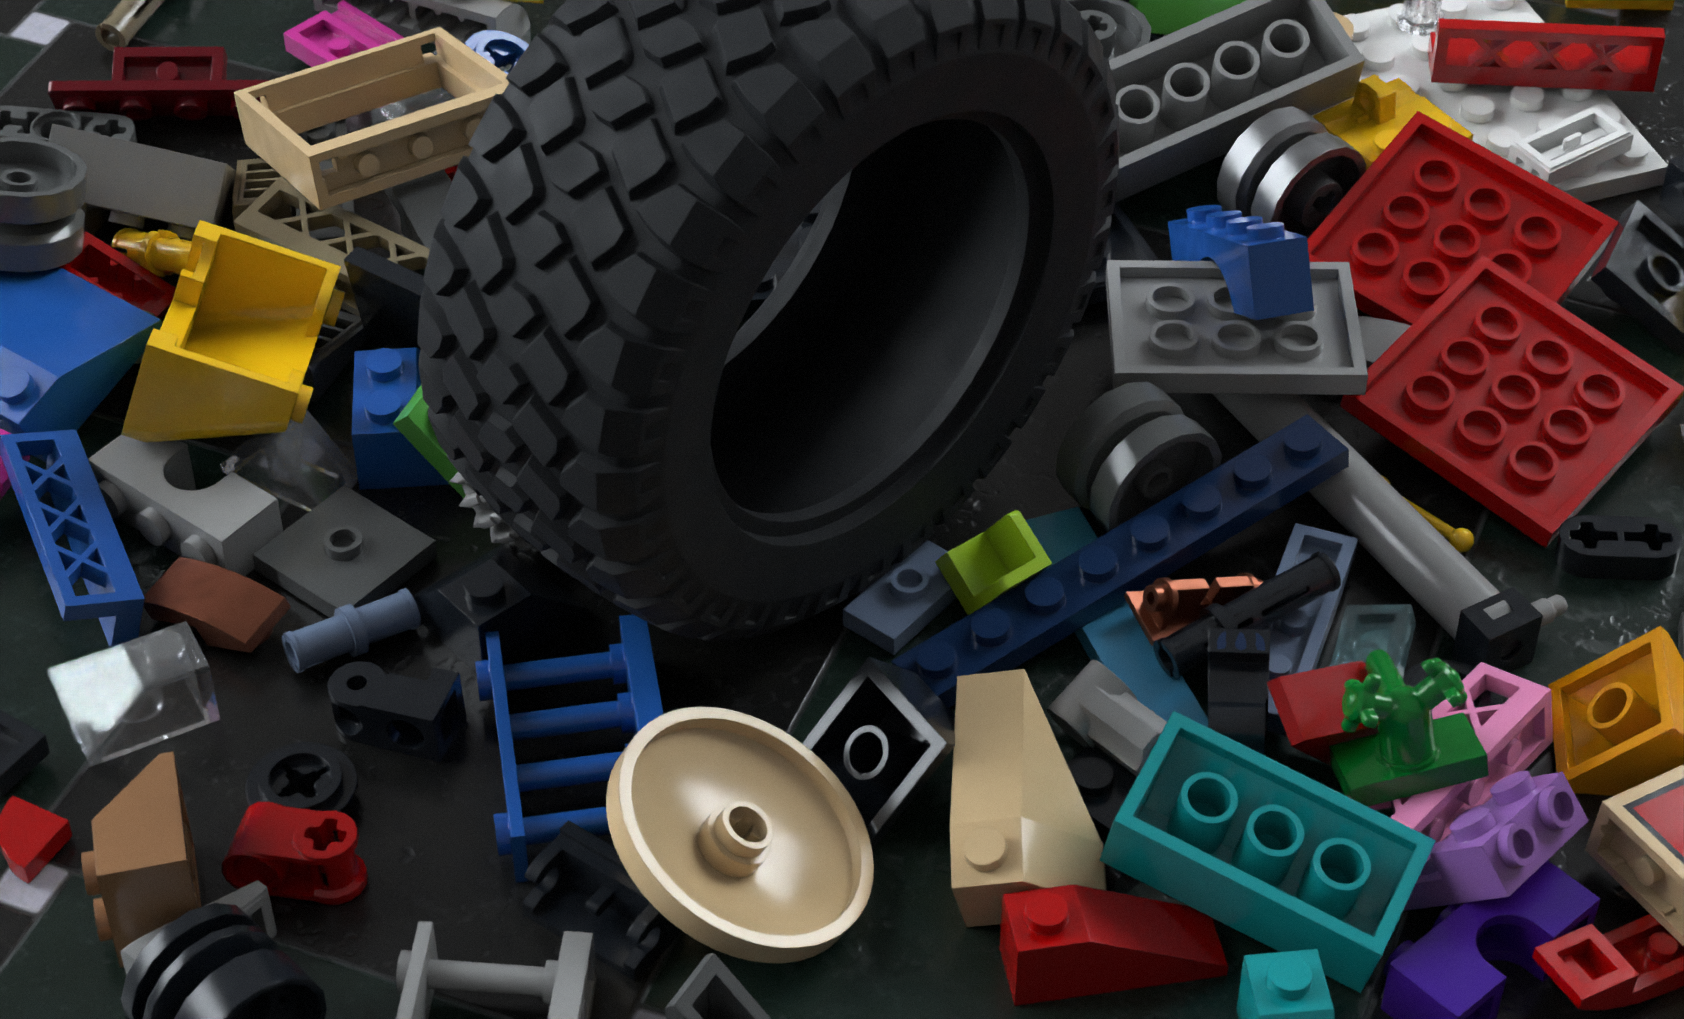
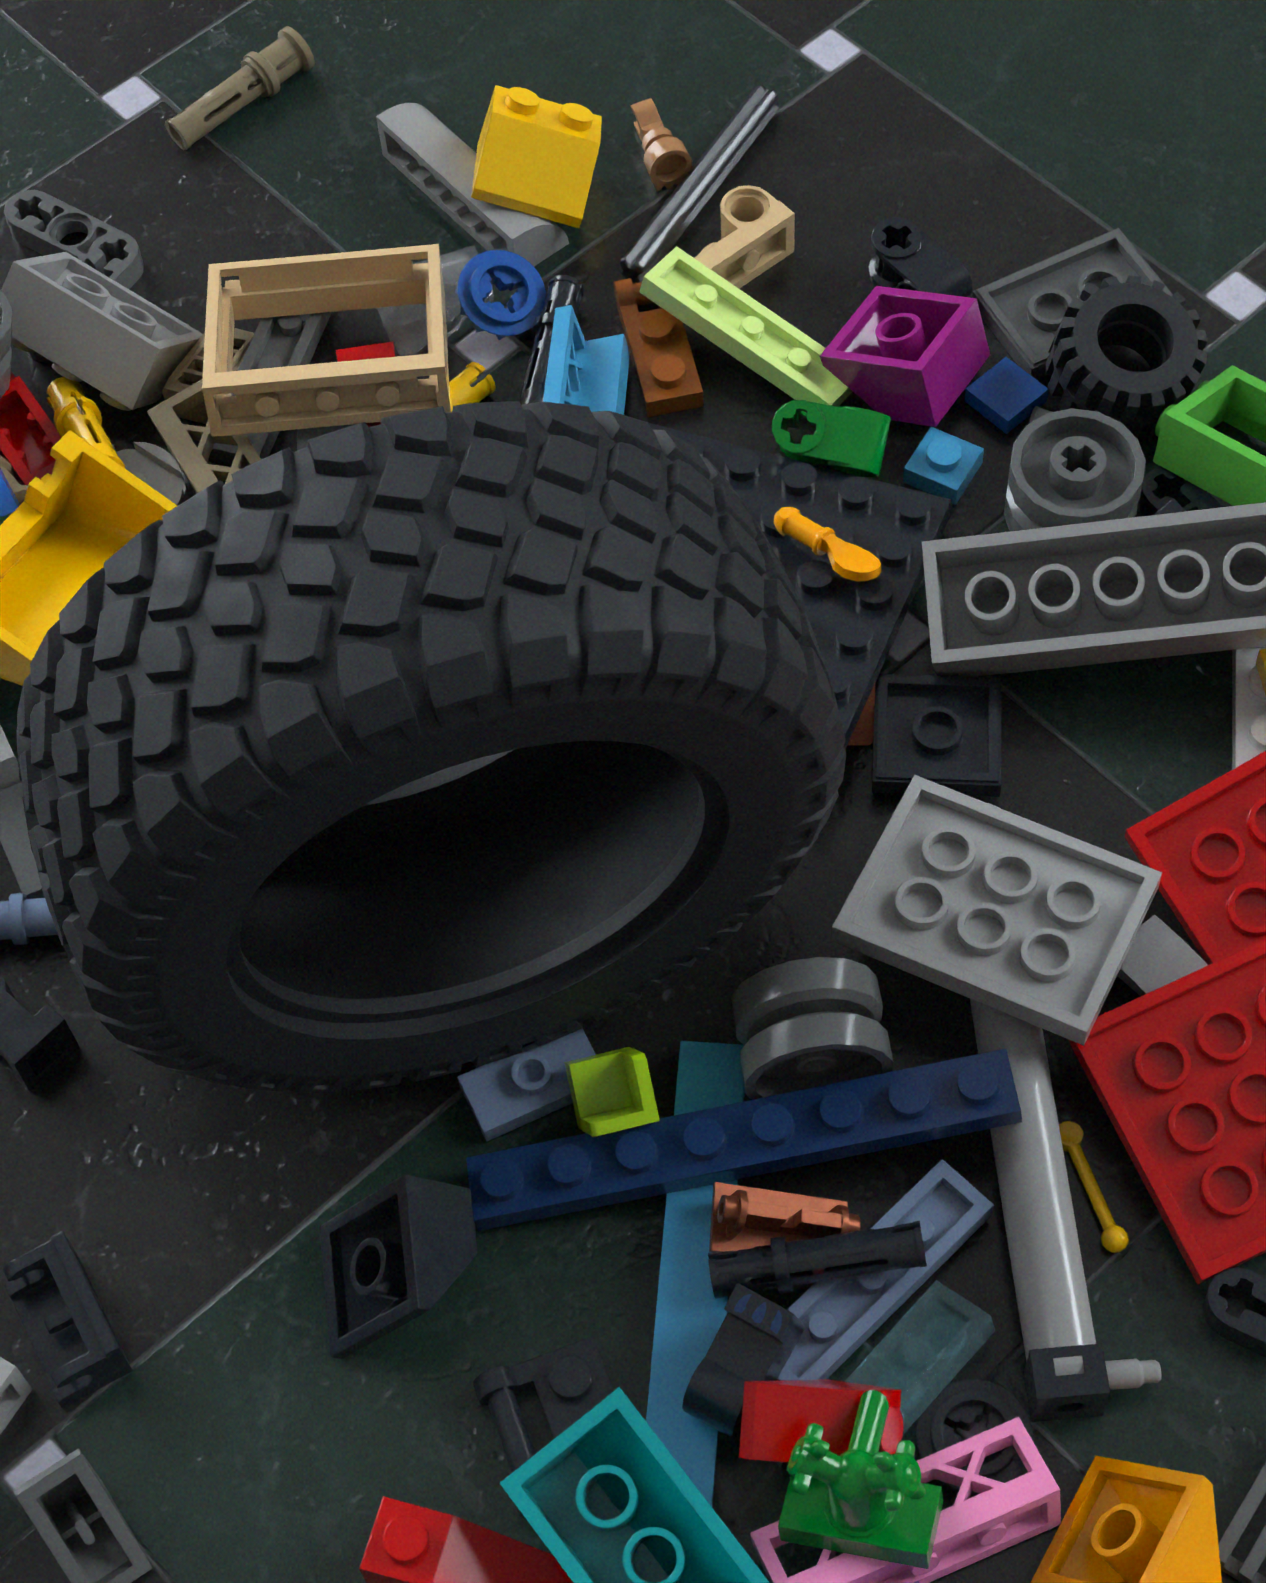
camera: 30 degrees right, 15 degrees up
(157, 83) = (188, 207): dark red bracket -> none
(336, 35) = (376, 211): dark pink plate -> none
(625, 663) = (182, 1181): blue fence -> none
(739, 835) = (194, 1317): tan dish -> none
(1013, 801) = (466, 1387): tan wedge -> none
(1106, 714) = (616, 1312): light grey piece -> none
(1259, 260) = (1044, 836): blue arch -> none
(1288, 171) = (1177, 728): flat silver wheel -> none

